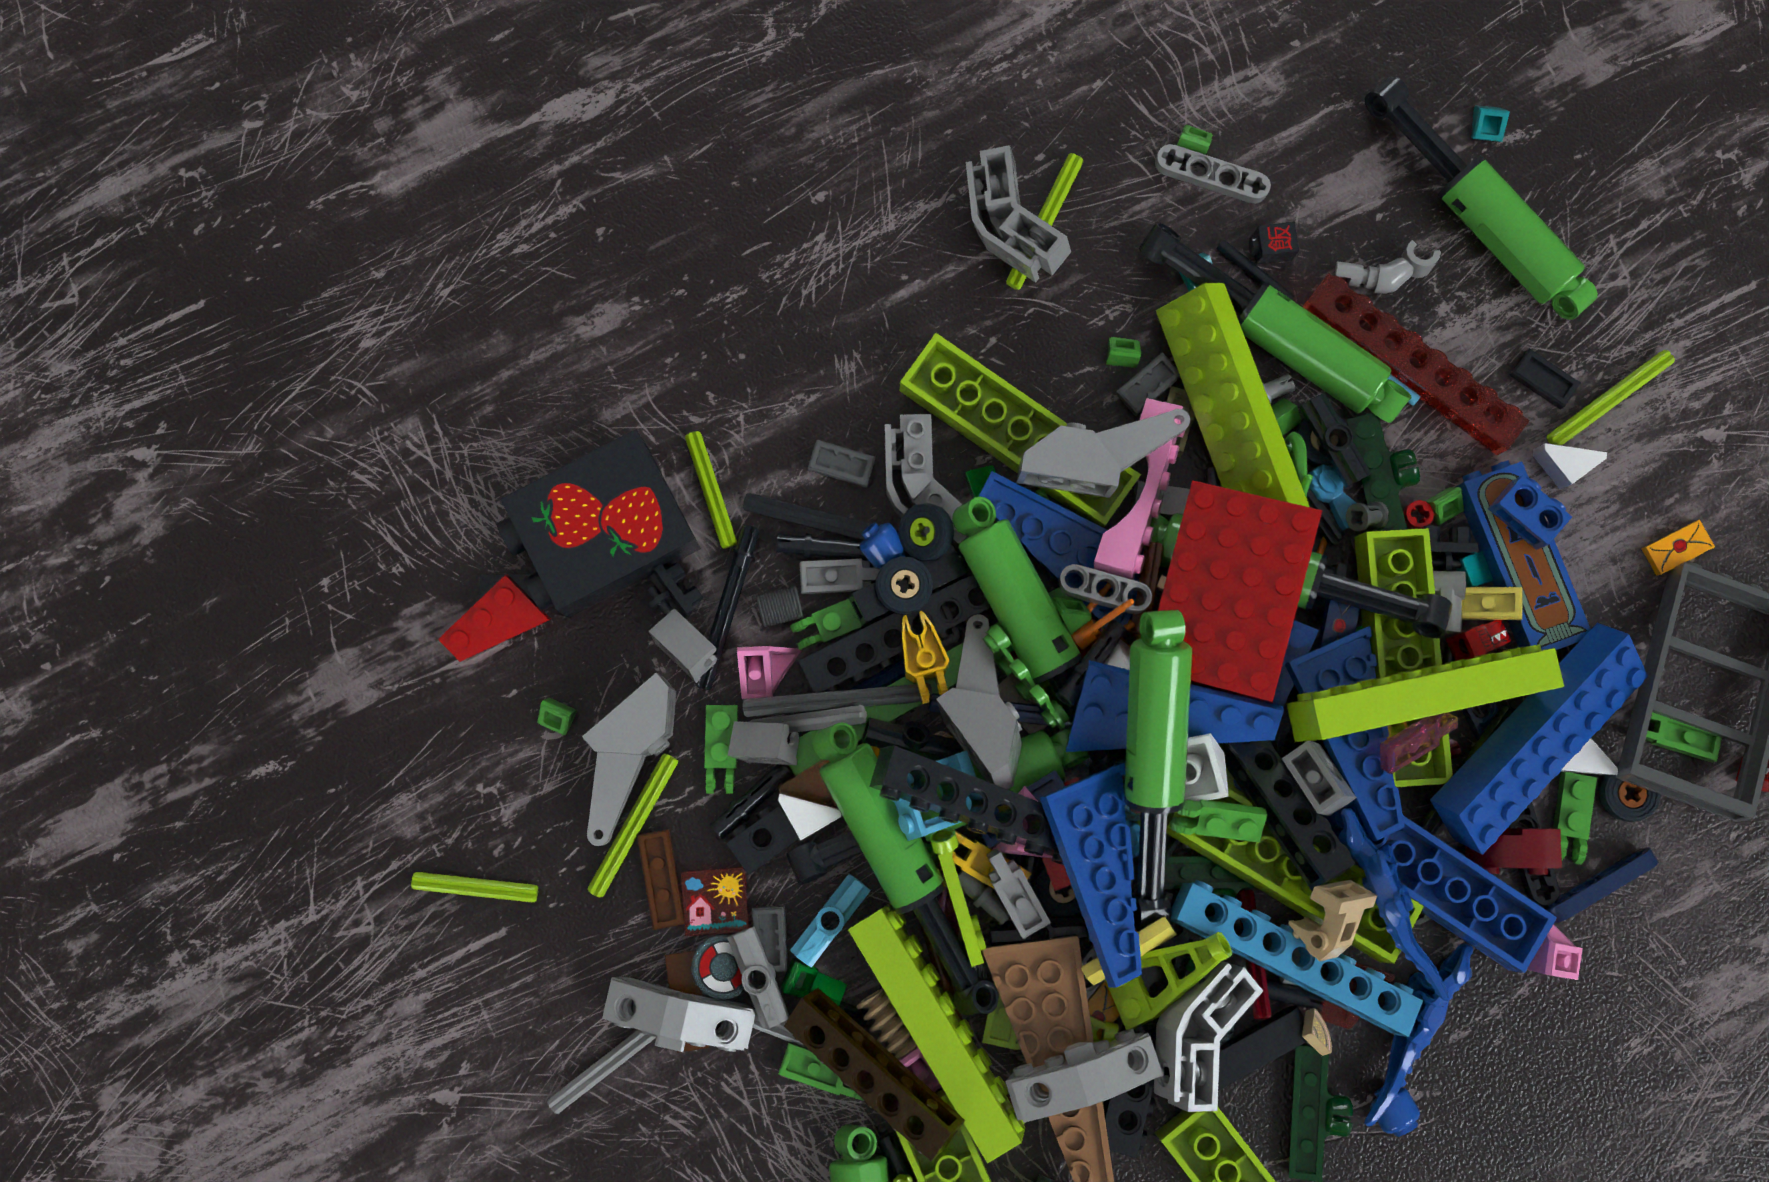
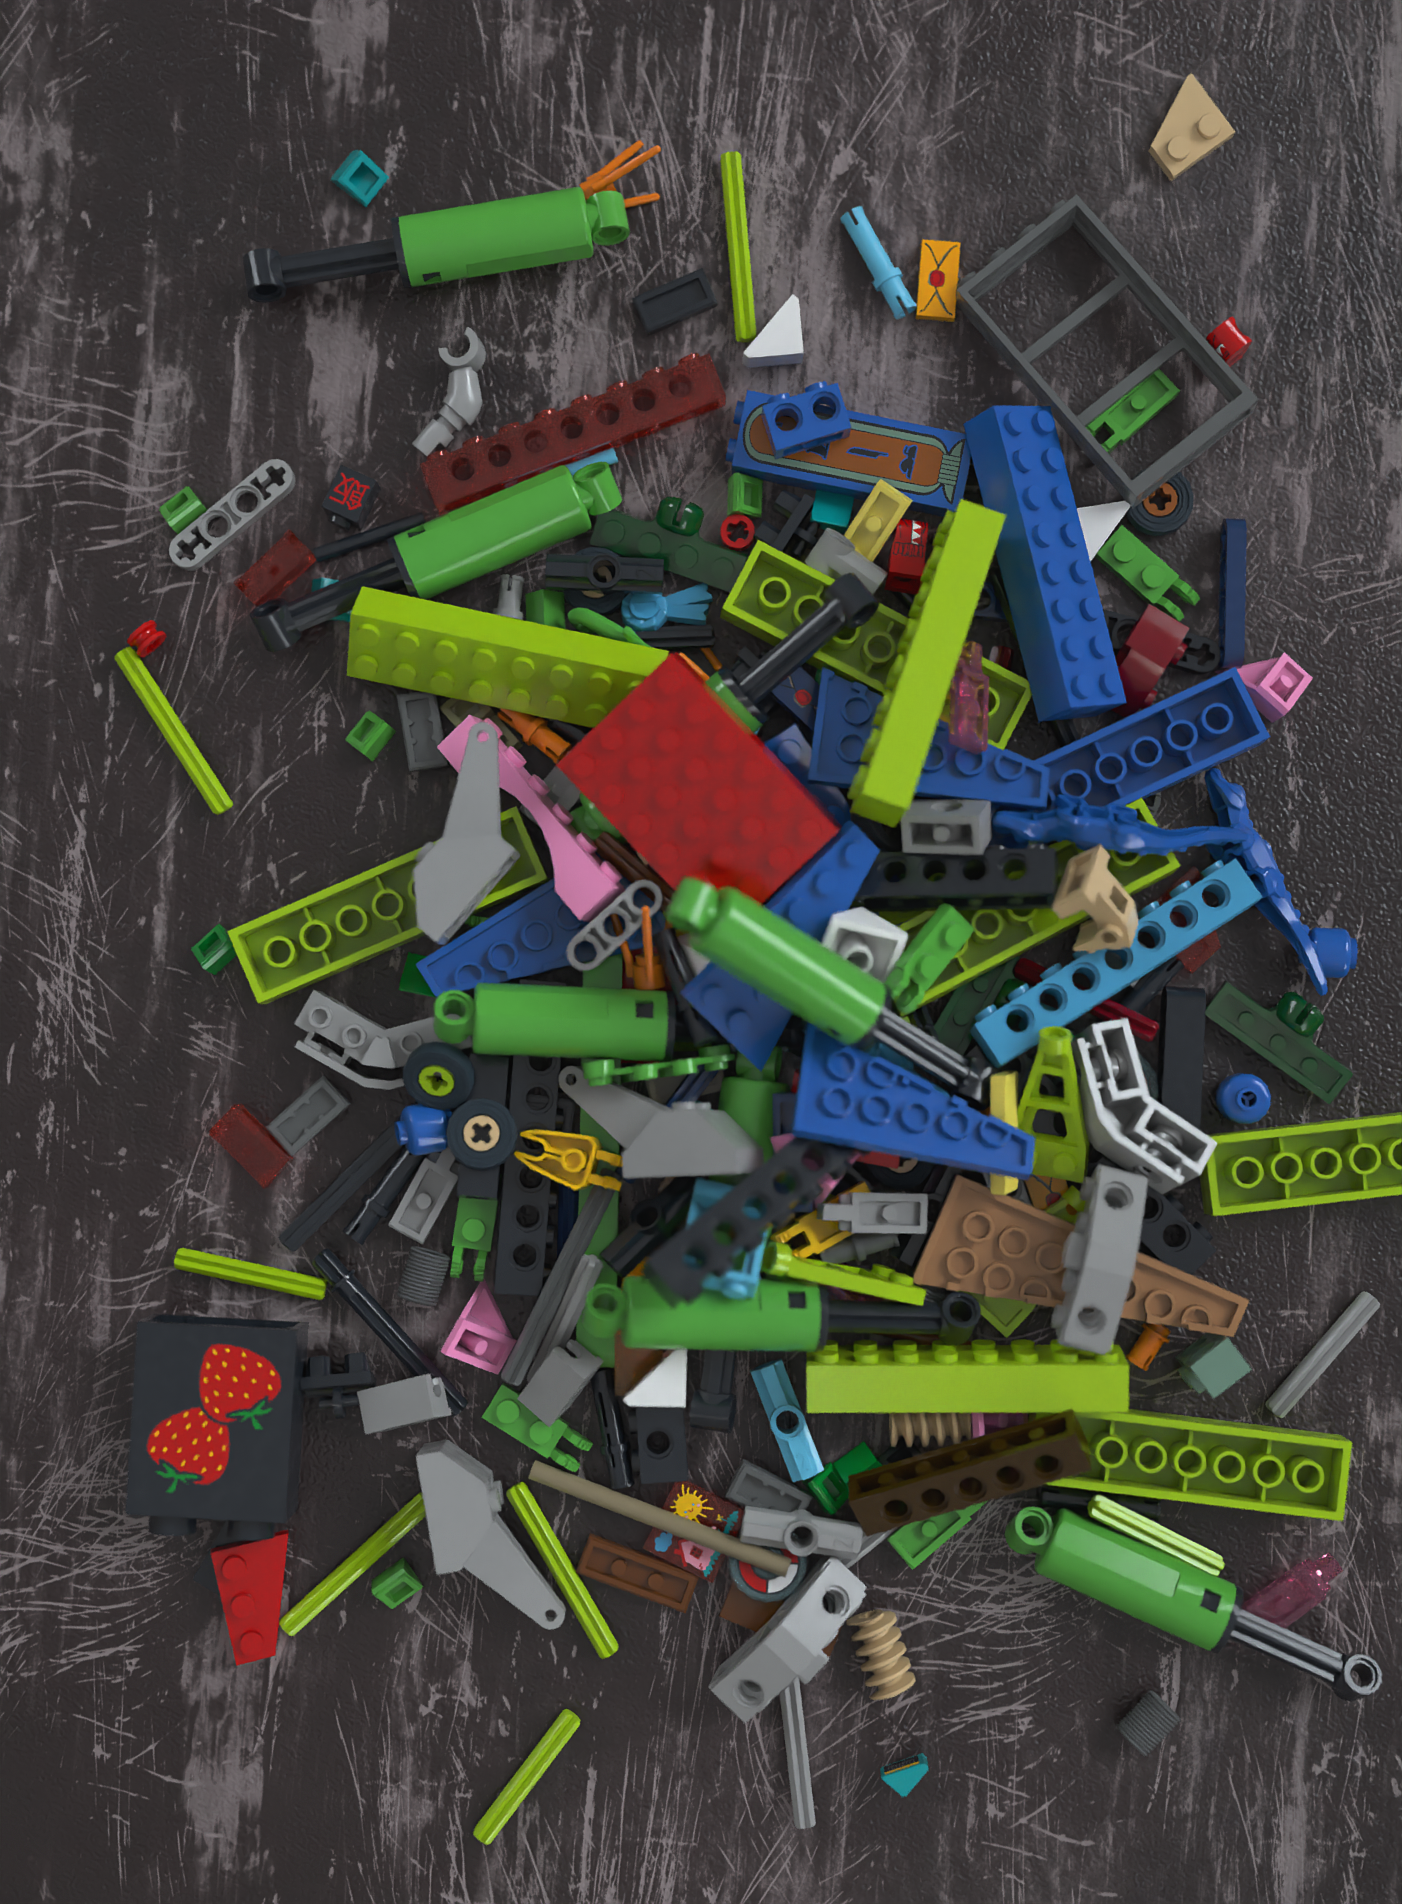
camera: 60 degrees left, 5 degrees up
(552, 679) = (354, 1566): none -> lime axle
(630, 1158) = (905, 1773): none -> teal slope
(707, 1088) = (883, 1652): none -> tan piece
(709, 872) = (660, 1518): none -> dark tan piece
(798, 437) = (251, 1145): none -> clear red hinge
(915, 336) = (214, 950): none -> green slope
(1012, 223) = (134, 769): light grey brick -> none
(1038, 1149) = (1148, 1345): none -> orange pin
(1072, 612) = (619, 973): bright green slope -> none
(1095, 166) = (146, 638): none -> red bush
(1195, 224) = (275, 569): none -> clear red hinge
(1195, 458) = (536, 732): none -> orange pin
(1254, 1100) = (1231, 1092): none -> blue head
(1316, 1032) = (1202, 984): tan tile -> none
(1361, 512) = (705, 591): dark grey bush -> none
(1621, 289) = (604, 179): none -> orange plant
(1658, 509) = (879, 264): none -> medium azure pin

